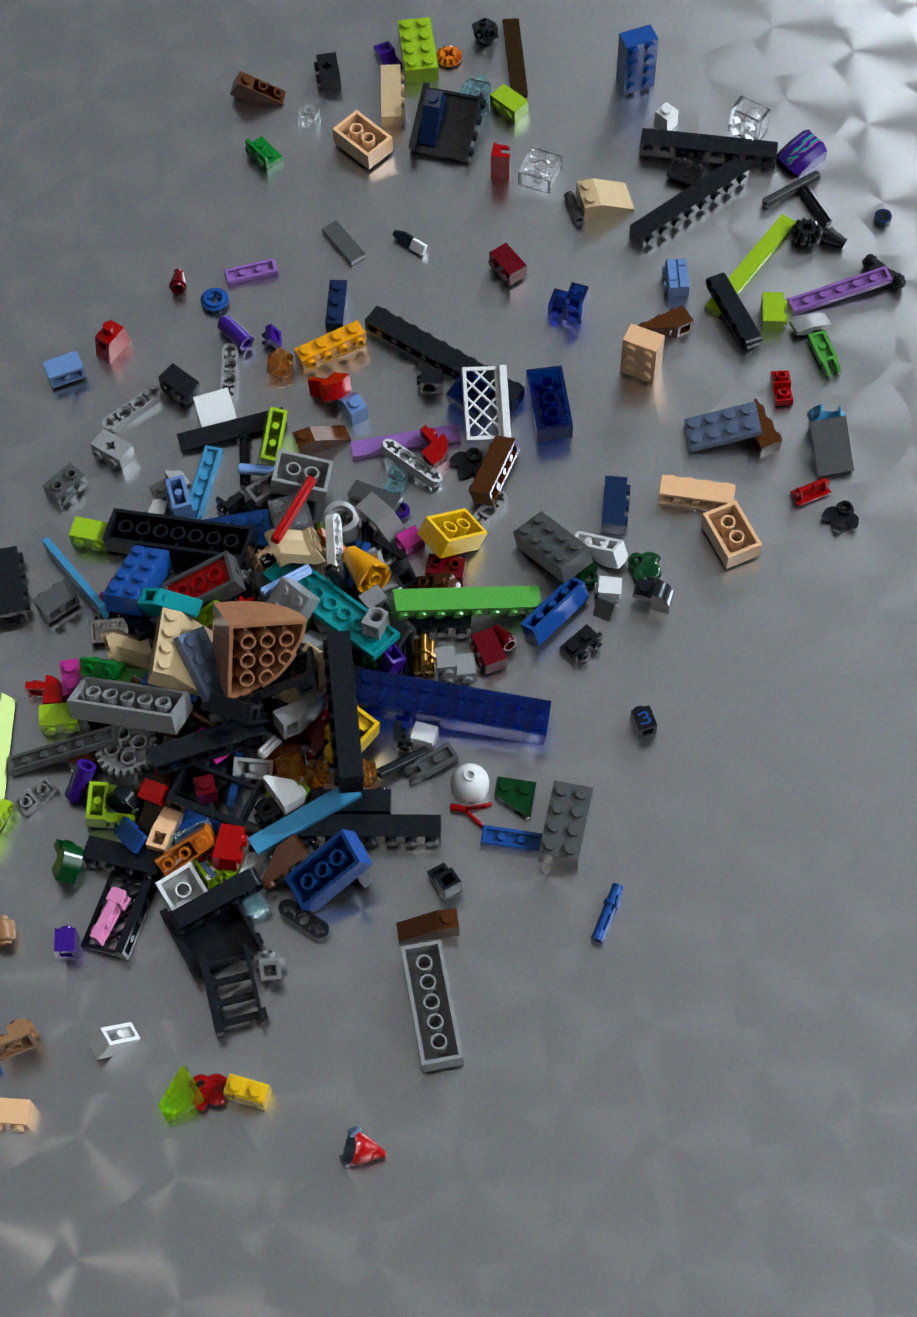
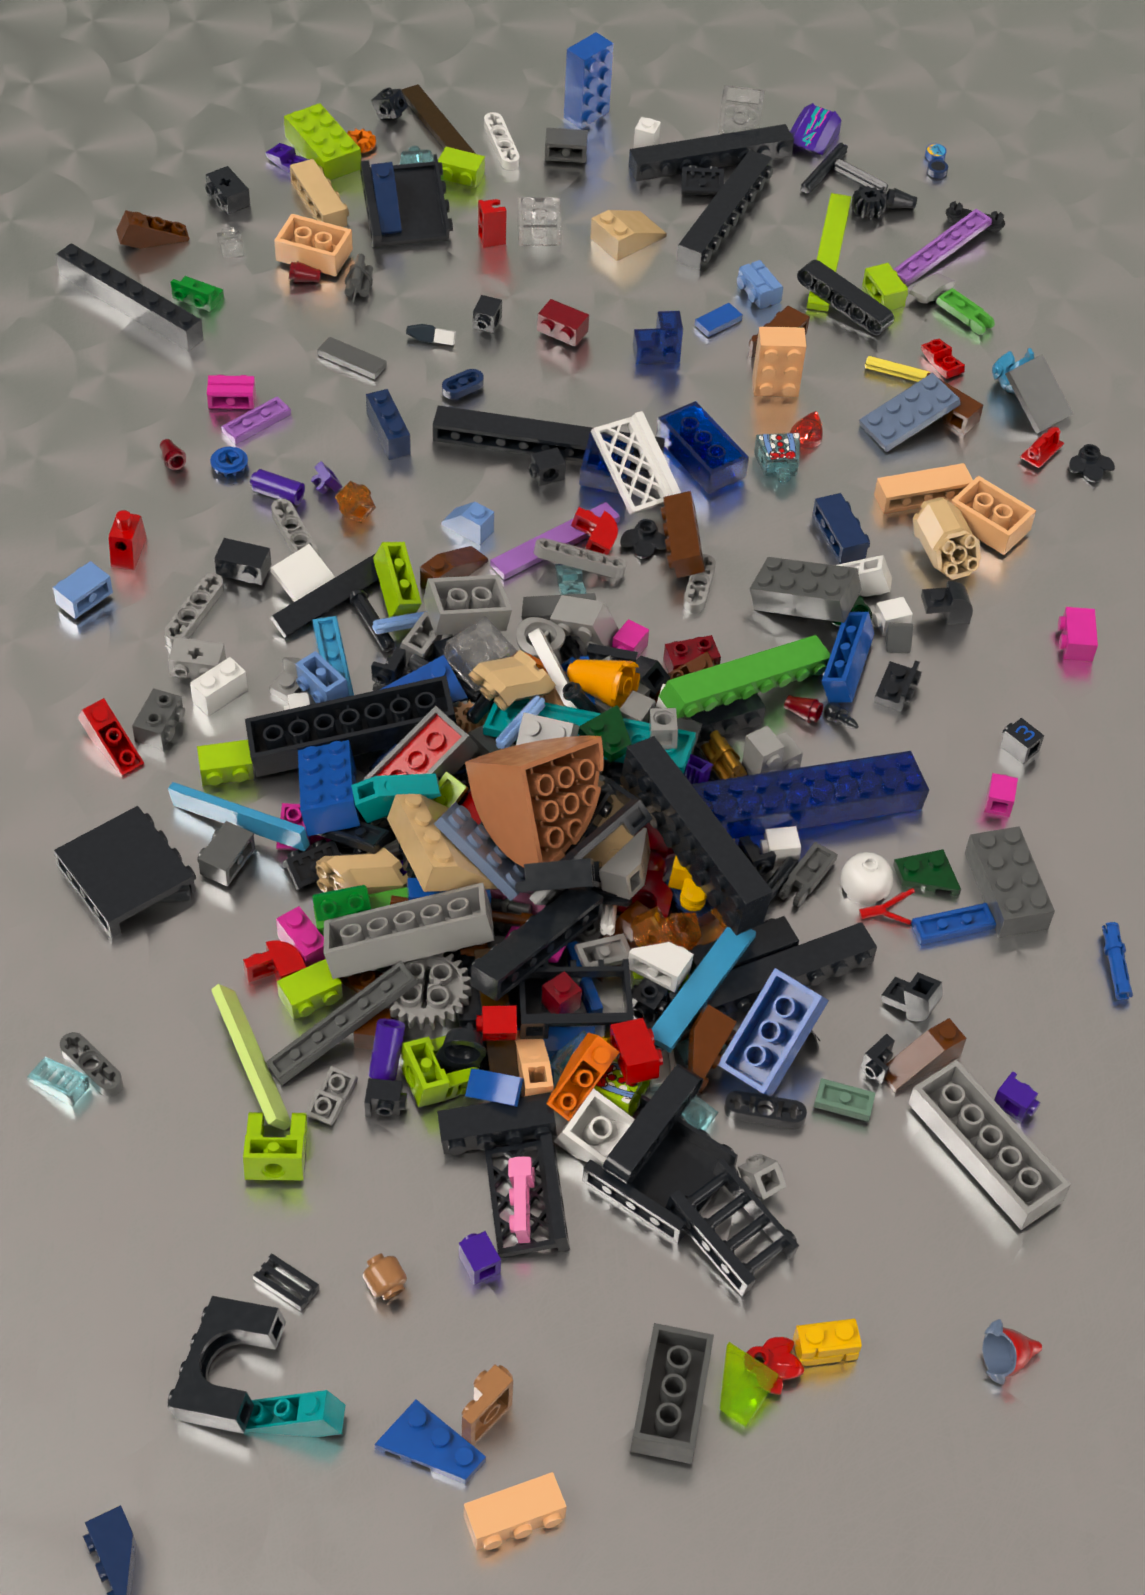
camera: 30 degrees left, 10 degrees down
(28, 488) = (110, 737): none -> red slope
(65, 811) = (384, 1097): none -> black brick
(67, 862) = (428, 1154): dark green brick -> none
(113, 1039) = (613, 1353): white slope -> none
(115, 475) = (219, 686): none -> white brick
(131, 1082) = (672, 1393): none -> dark grey brick
(213, 142) = (130, 297): none -> black brick
(243, 244) = (231, 392): none -> dark pink brick
(293, 509) = (492, 635): red axle -> none
(330, 346) = (405, 466): light orange brick -> none
(330, 388) = (434, 509): red brick -> none
(338, 611) = (611, 729): none -> dark green wing
(345, 160) = (303, 273): none -> dark red cone
(358, 934) = (844, 1099): none -> sand green plate
(383, 177) = (358, 278): none -> dark grey piece
(399, 912) = (876, 1059): none -> black bracket
(409, 291) = (462, 384): none -> dark blue plate
(452, 533) = (681, 612): yellow brick -> none
(458, 238) = (487, 314): none -> black brick
(473, 981) = (1017, 1098): none -> dark purple brick
(488, 651) = (800, 723): dark red brick -> none
(525, 652) = (839, 715): none -> black bar
(557, 88) = (501, 141): none -> white beam
(574, 208) = (597, 248): dark grey piece -> none
(598, 108) = (566, 145): none -> dark grey brick
(602, 757) = (1001, 795): none -> dark pink brick
(605, 429) = (778, 455): none -> clear light blue torso
(629, 297) = (718, 319): none -> blue tile
(640, 416) = (810, 430): none -> clear red piece
(647, 567) = (912, 580): dark green plate -> none
(684, 542) = (947, 538): none -> tan brick
(739, 385) = (895, 369): none -> light yellow axle
(739, 653) = (1078, 634): none -> dark pink brick
(890, 202) = (935, 151): none -> tile

